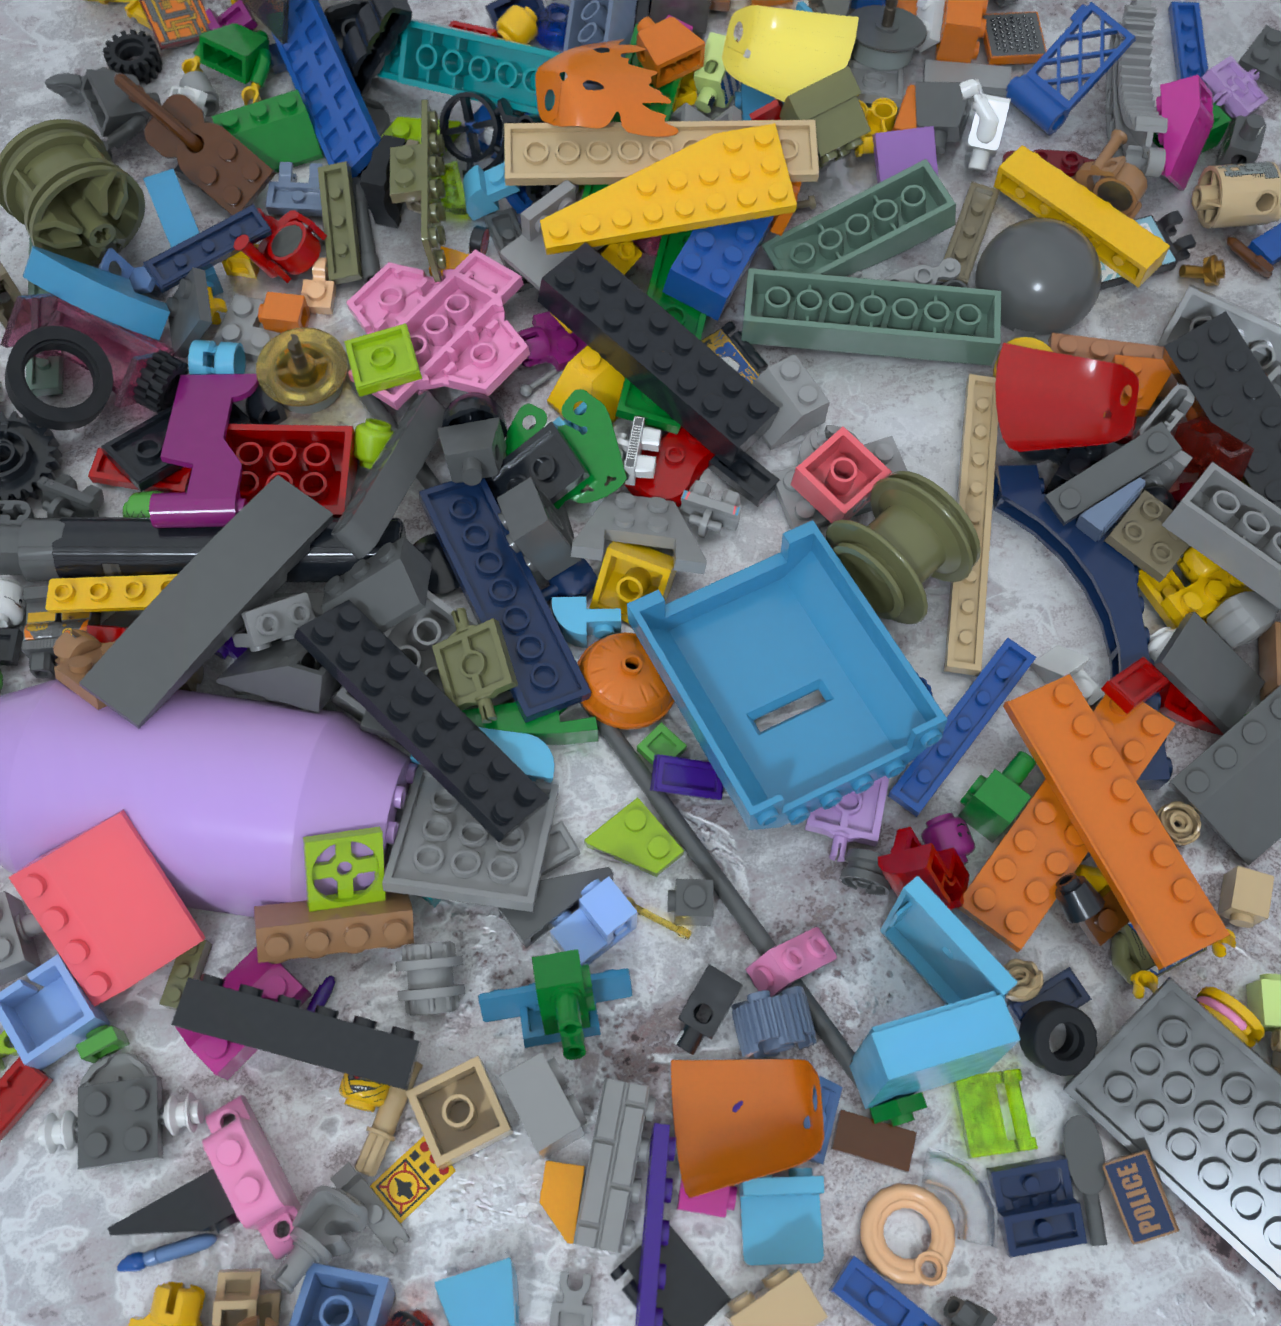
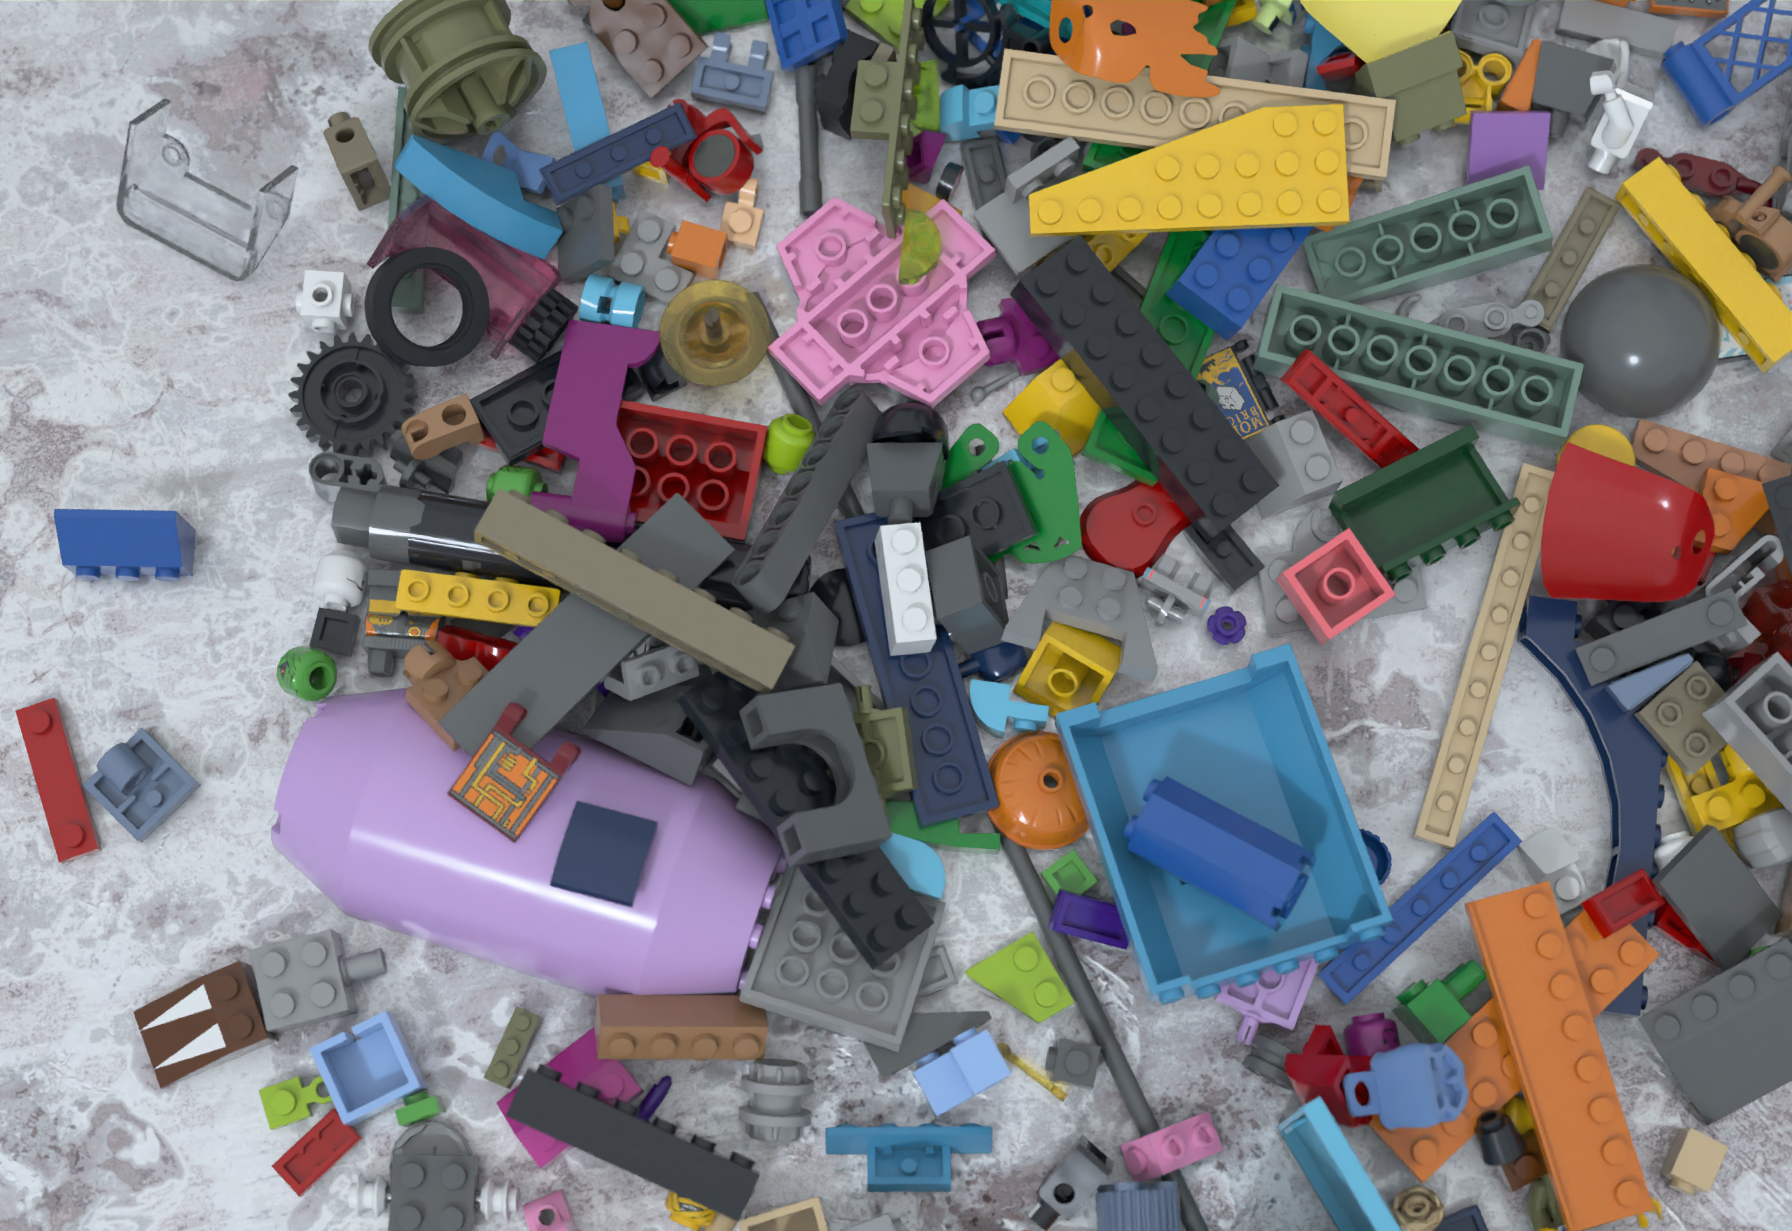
camera: 10 degrees right, 10 degrees up
(78, 466) = (442, 428): none -> medium nougat leg
(107, 908) = (443, 971): coral slope -> none
(146, 721) = (507, 779): none -> flag
(238, 770) = (604, 854): none -> dark blue slope
(243, 549) = (633, 591): none -> dark tan brick
(340, 223) = (780, 131): olive plate -> none
(346, 896) = (698, 998): lime piece -> none
(382, 360) = (812, 340): lime tile -> none
(427, 639) = (824, 722): none -> dark grey arch
(455, 220) = (924, 155): none -> magenta slope
(460, 282) = (919, 248): none -> clear neon green plate
(484, 529) = (905, 589): none -> white brick
(564, 998) = (919, 1153): green brick -> none
(641, 439) = (1109, 491): white hips -> none
(754, 538) = (1216, 625): none -> dark purple plate
(786, 693) = (1219, 852): none -> blue brick
(824, 353) = (1346, 411): none -> red plate
(899, 409) = (1424, 505): none -> dark green panel
(913, 537) = (1389, 693): olive wheel -> none
(994, 860) = (1411, 1086): none -> medium blue piece
(1186, 817) = (1652, 1064): tan plate -> none

